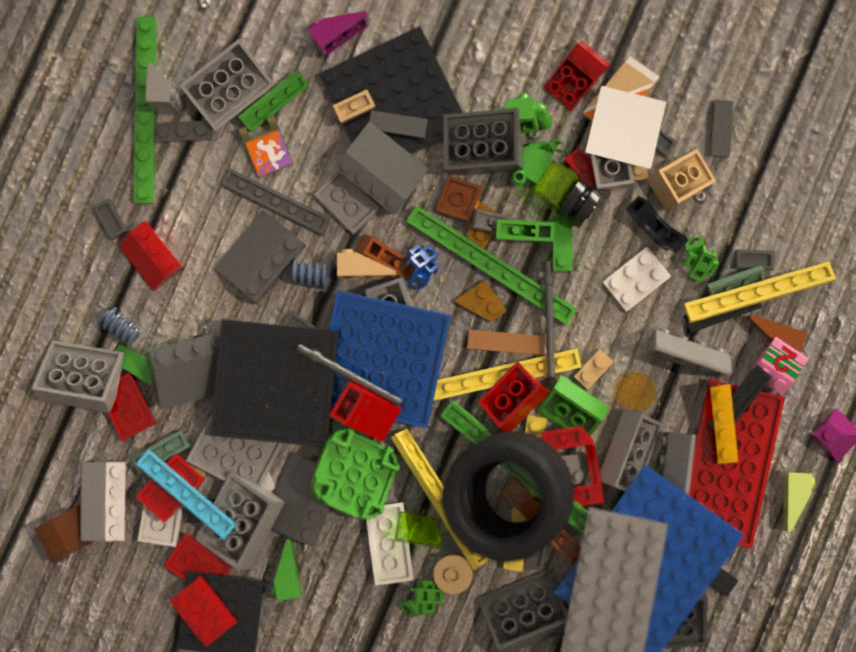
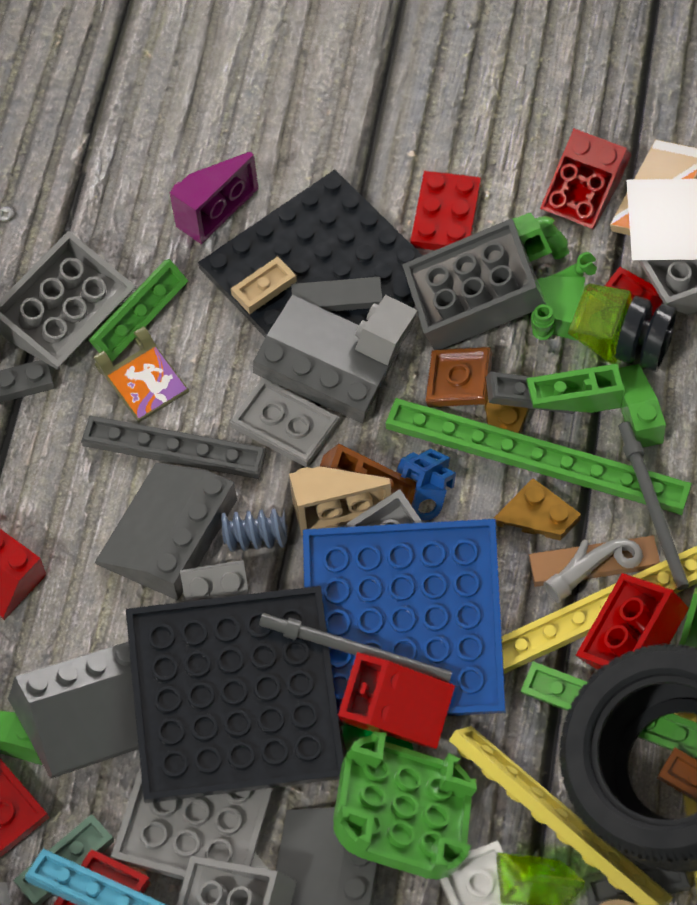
camera: 10 degrees left, 25 degrees down
(278, 309) = (214, 581): none -> light grey wing
(421, 161) = (385, 329): none -> light grey brick
(482, 75) = (444, 209): none -> red plate
(498, 346) = (582, 564): none -> light grey plant

